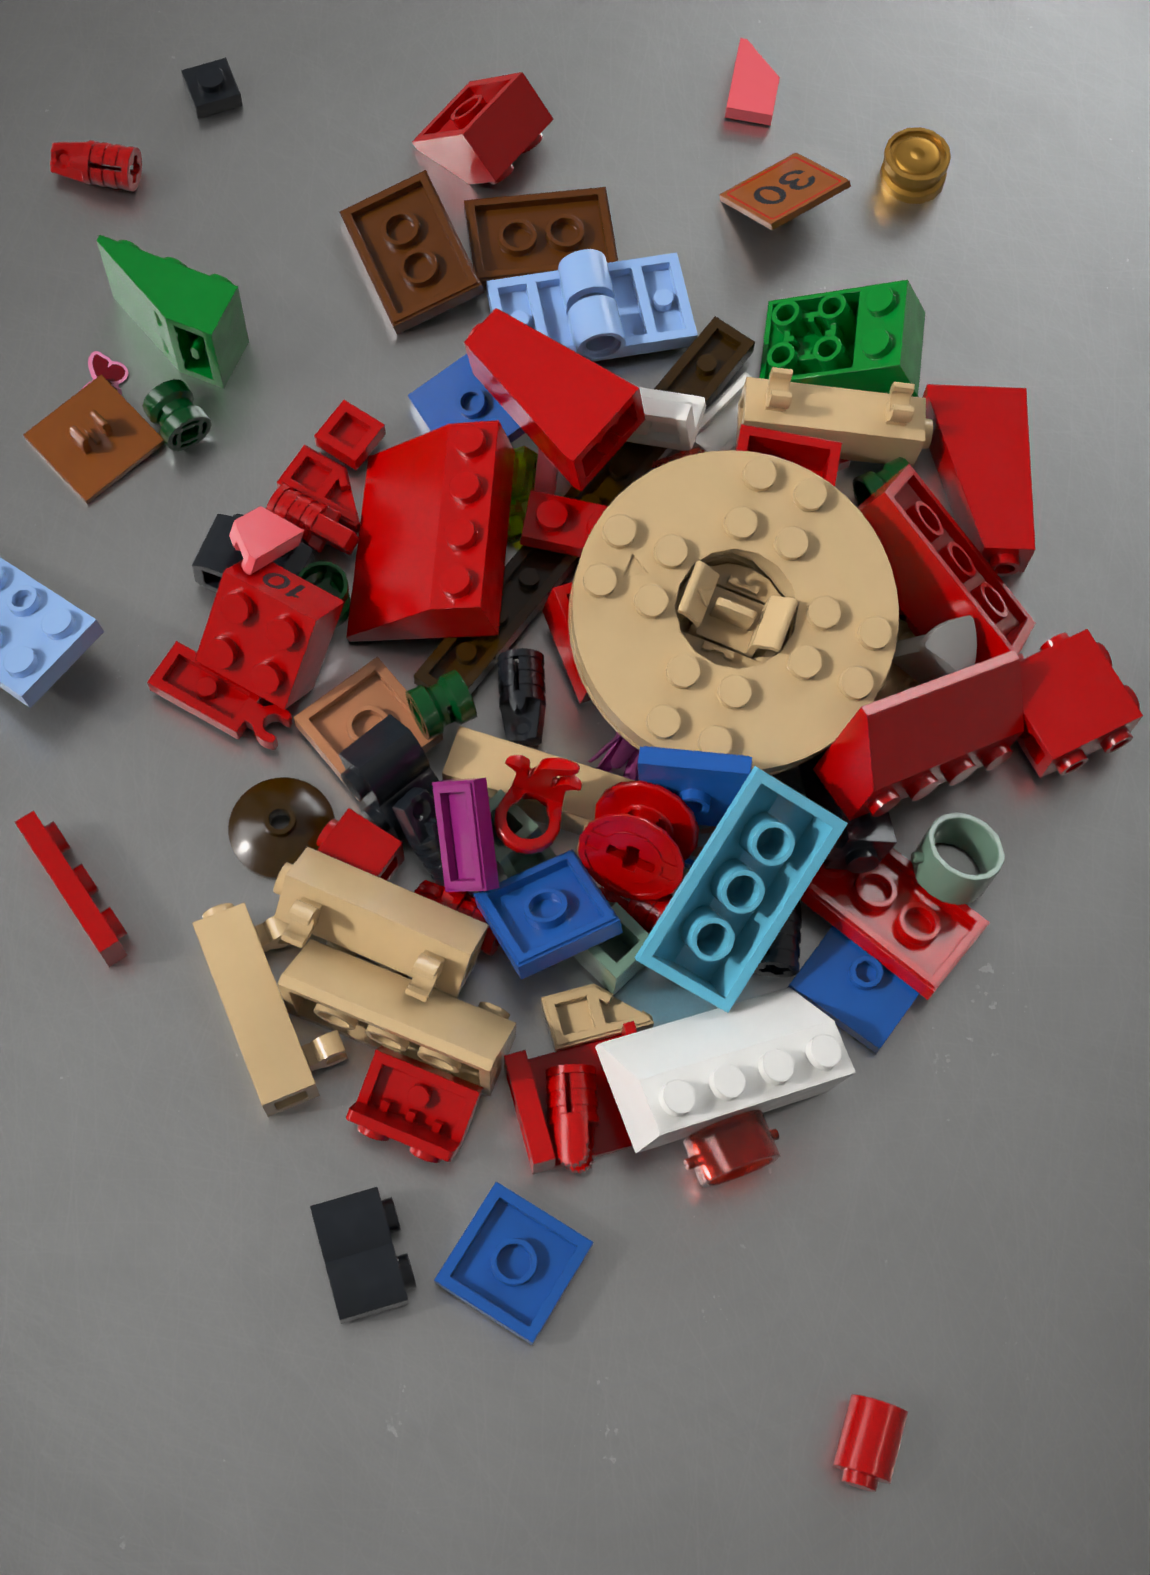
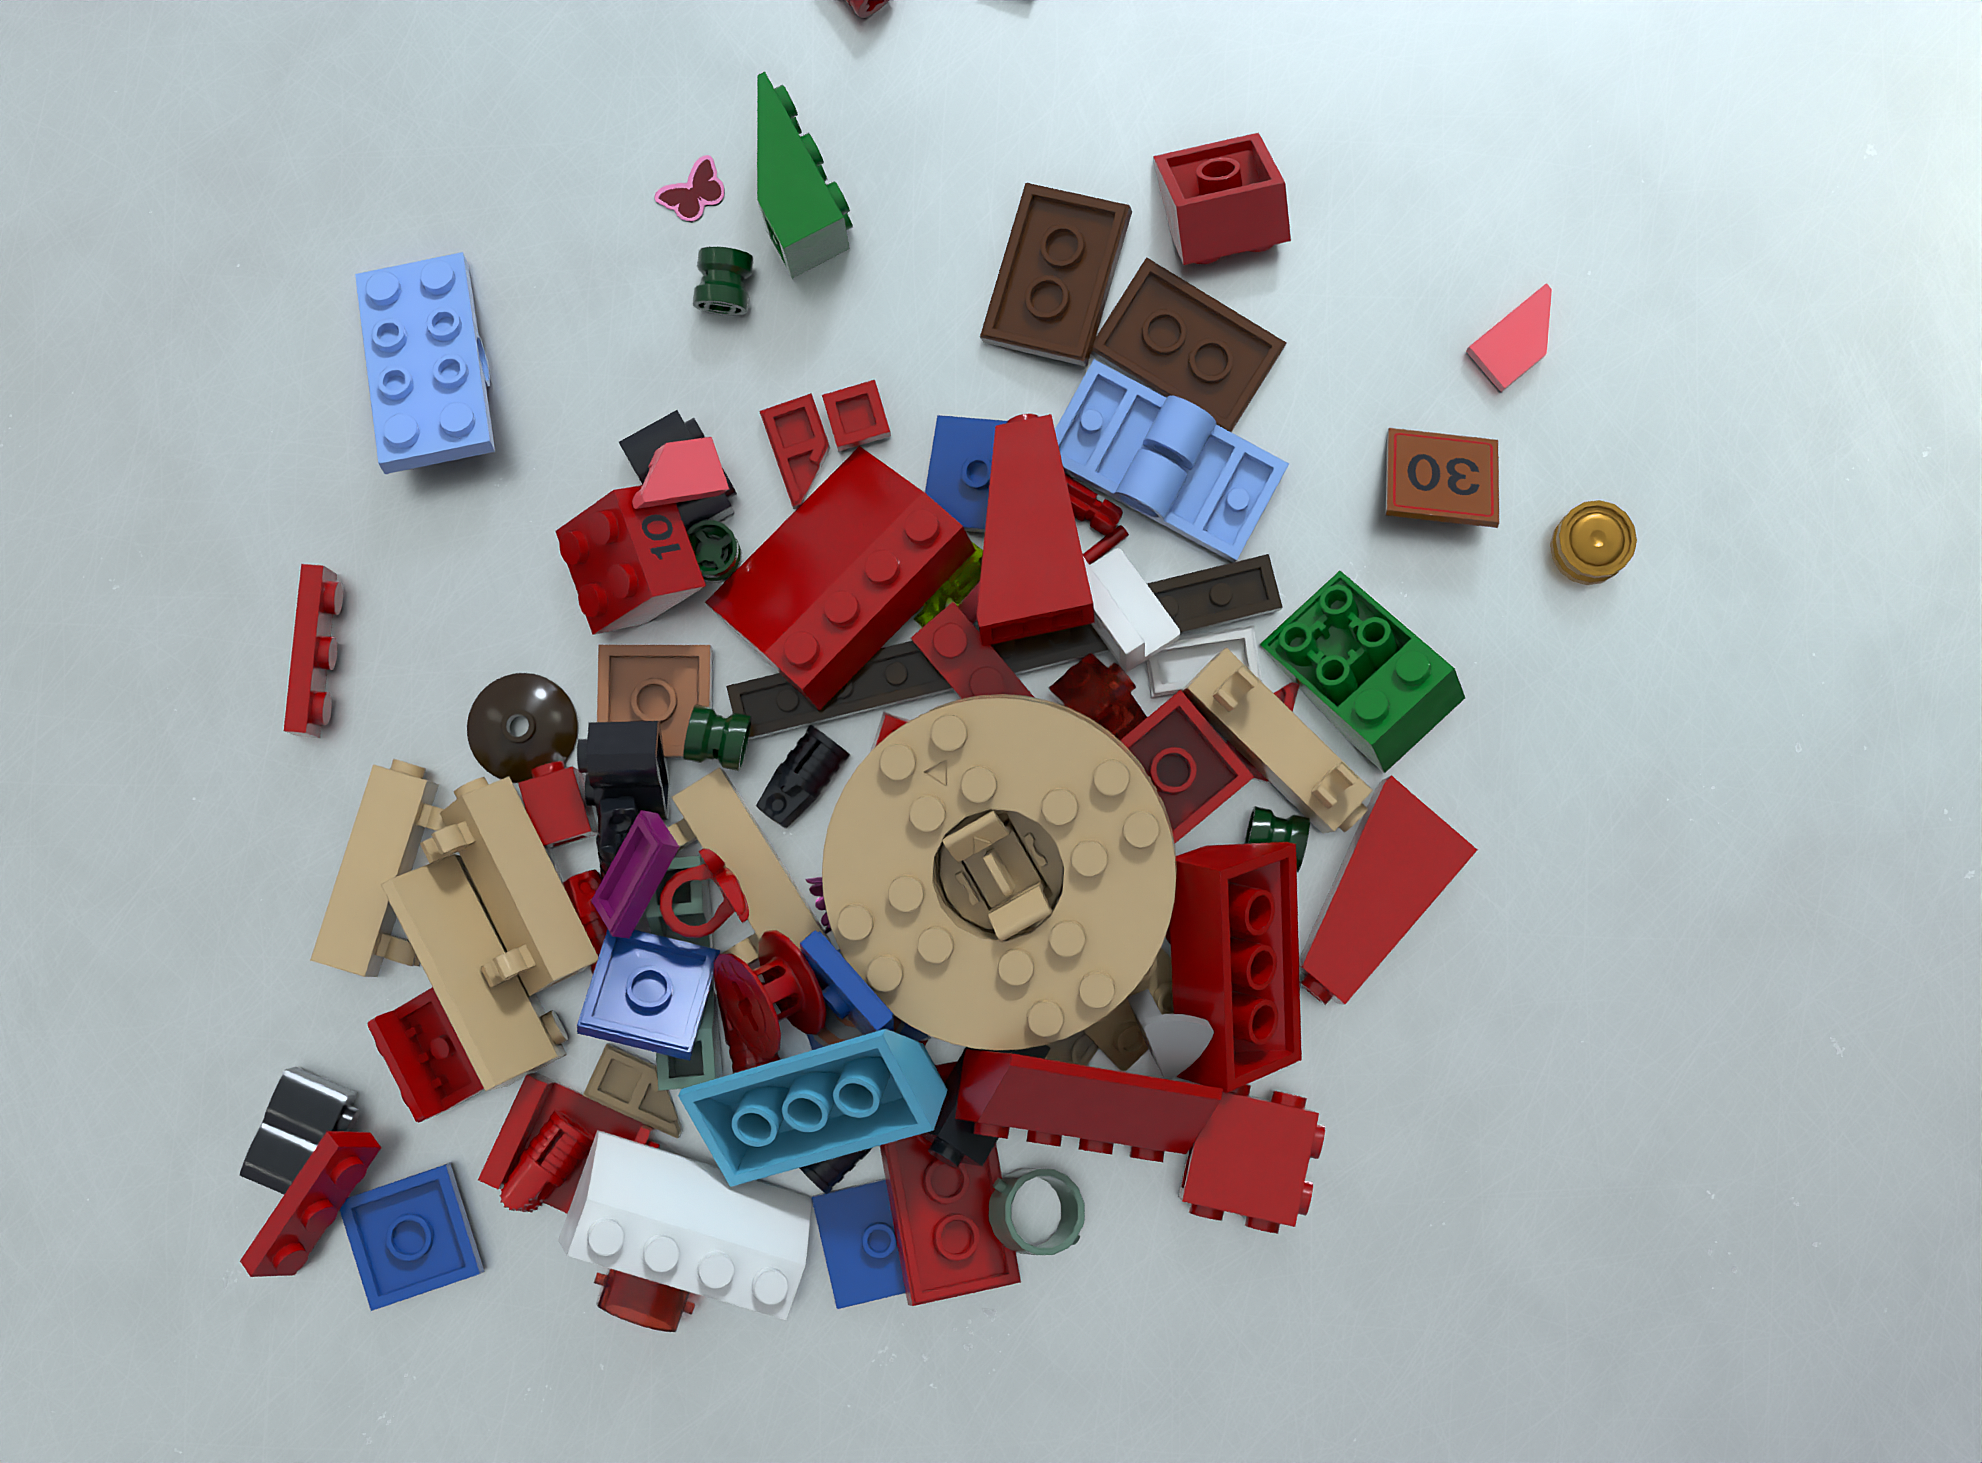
camera: 45 degrees right, 15 degrees up
(94, 439) = (642, 243): dark orange piece -> none
(215, 697) = (547, 571): red plate -> none
(316, 520) = (755, 473): red hinge -> none
(417, 1292) = (310, 1203): none -> red plate

